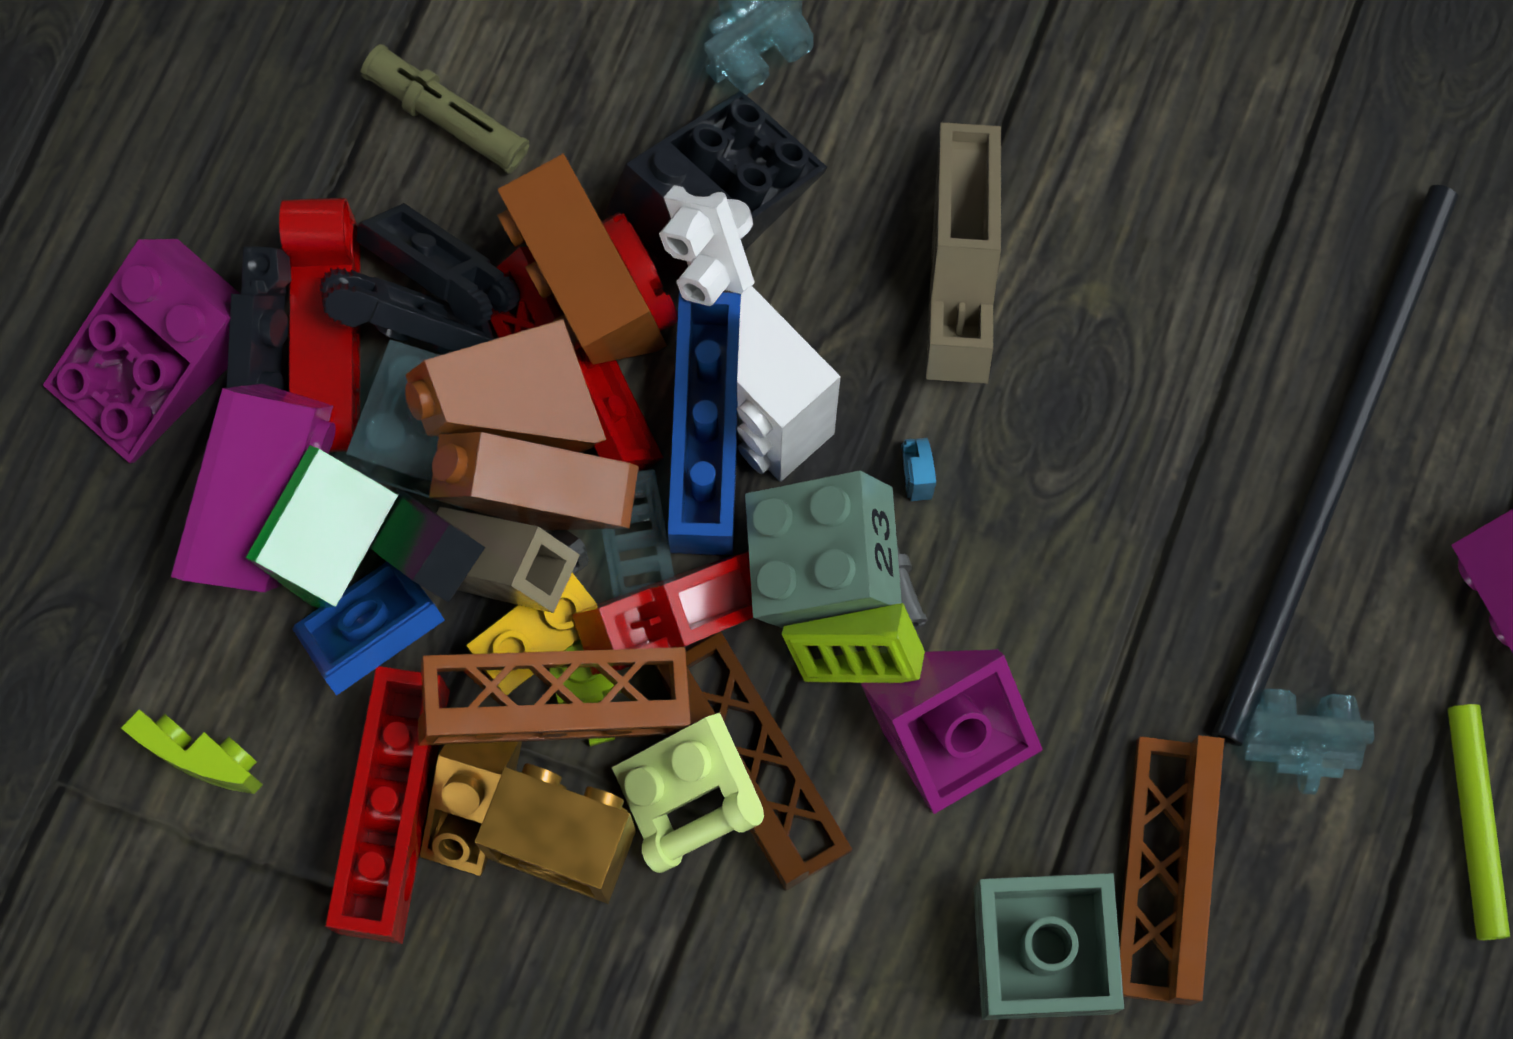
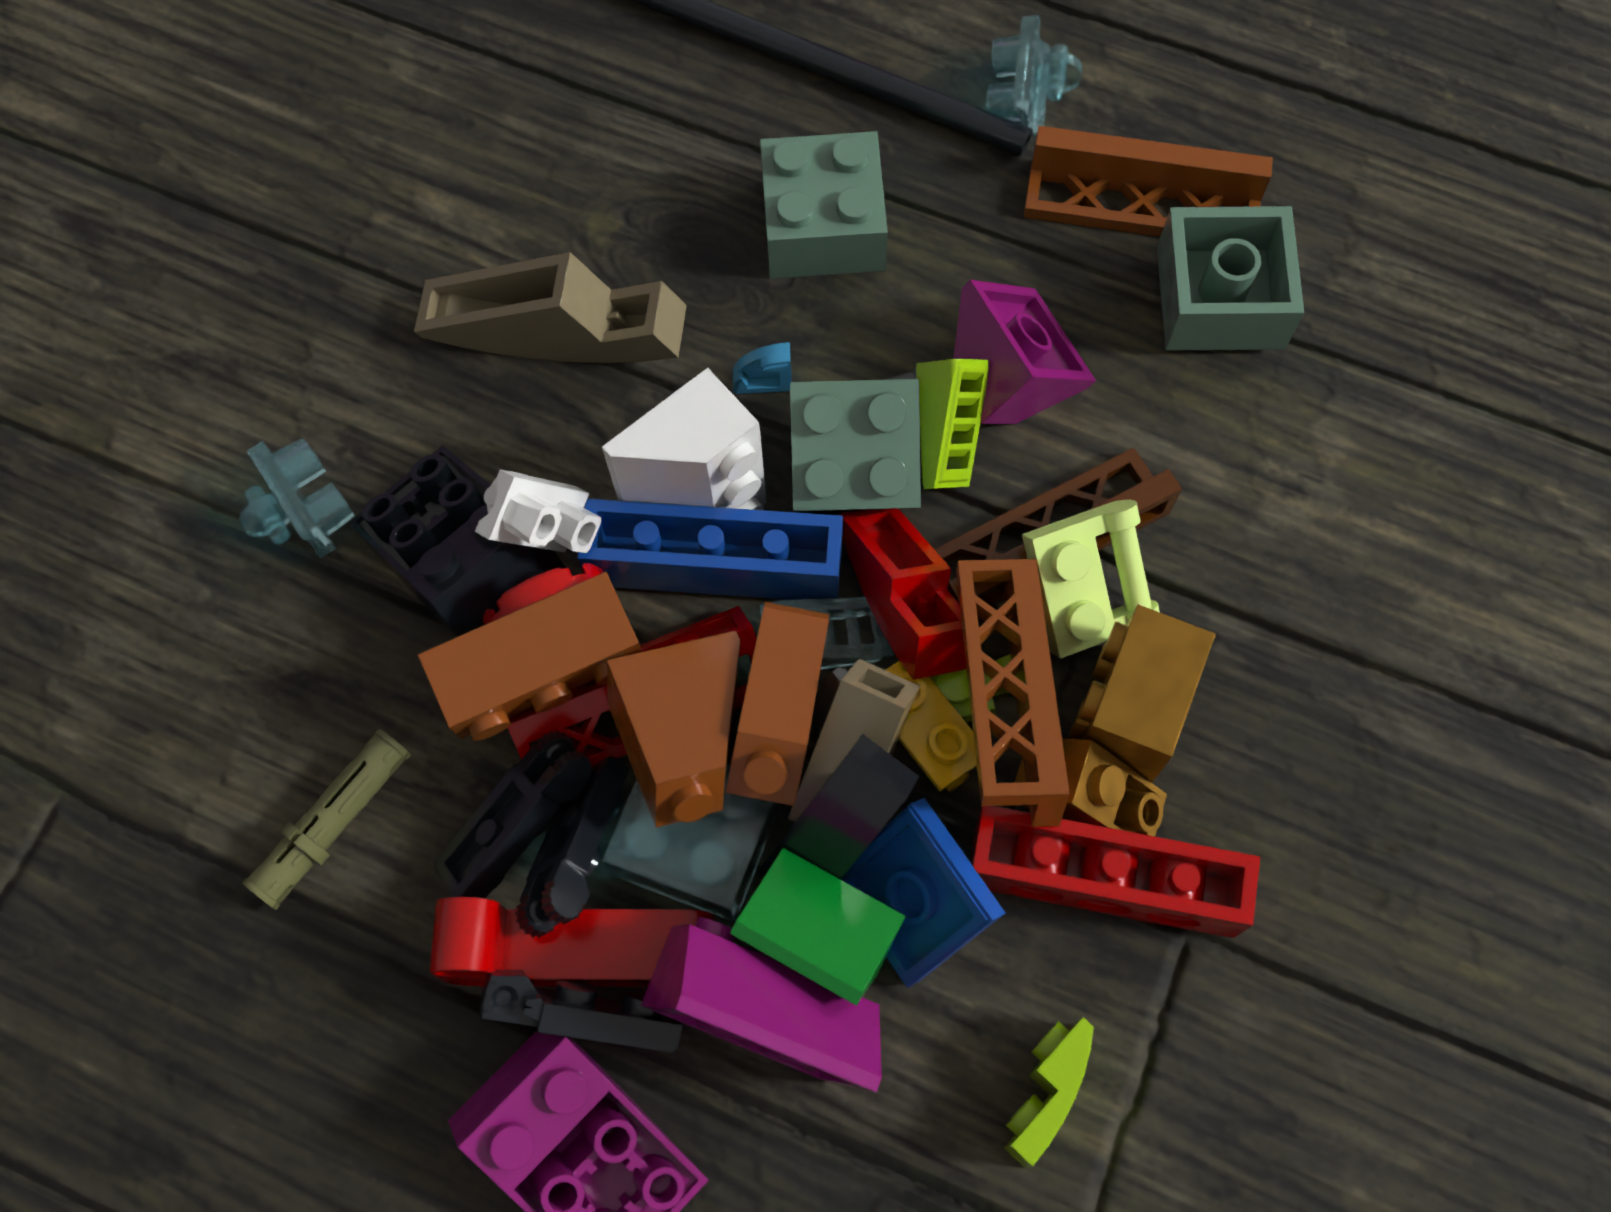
camera: 85 degrees left, 5 degrees down
(1117, 515) = (824, 204): none -> sand green brick

